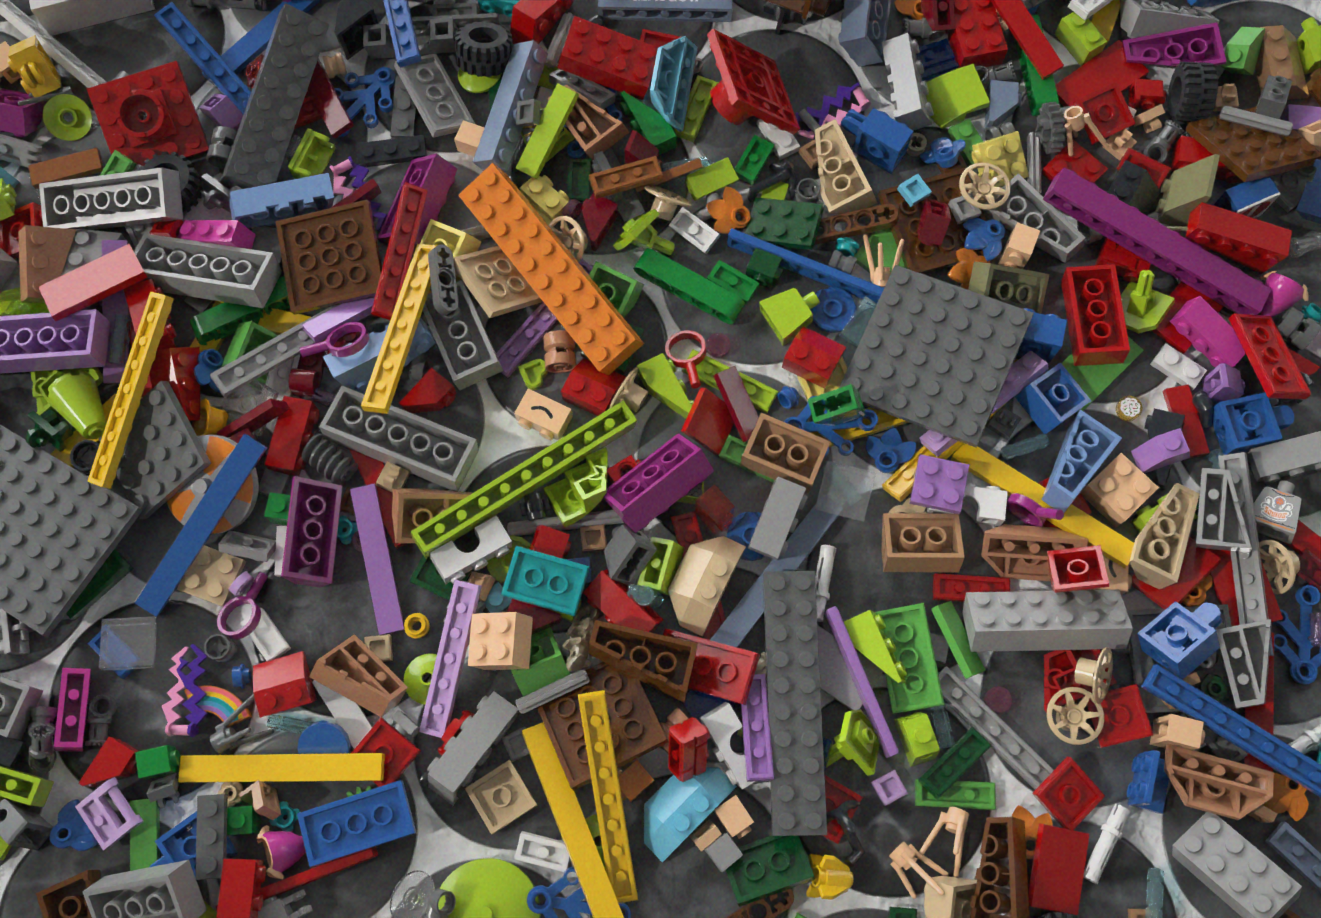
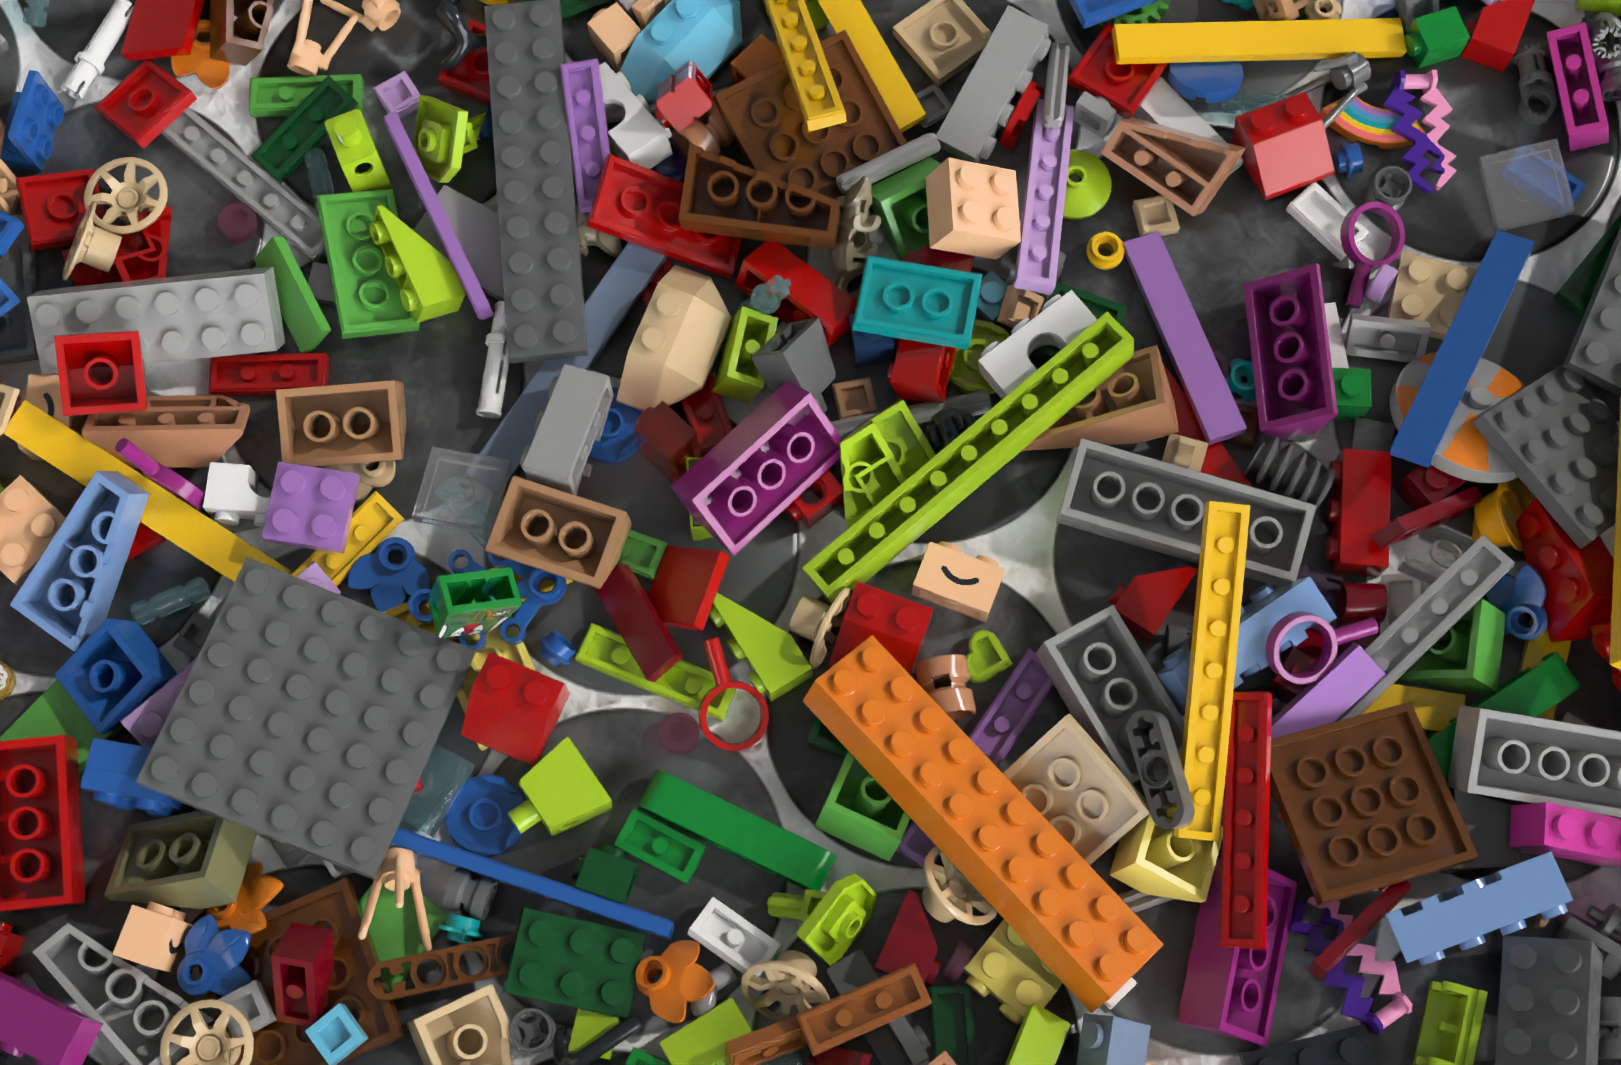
camera: 175 degrees right, 0 degrees up
(428, 745) = (1056, 85): none -> light grey axle

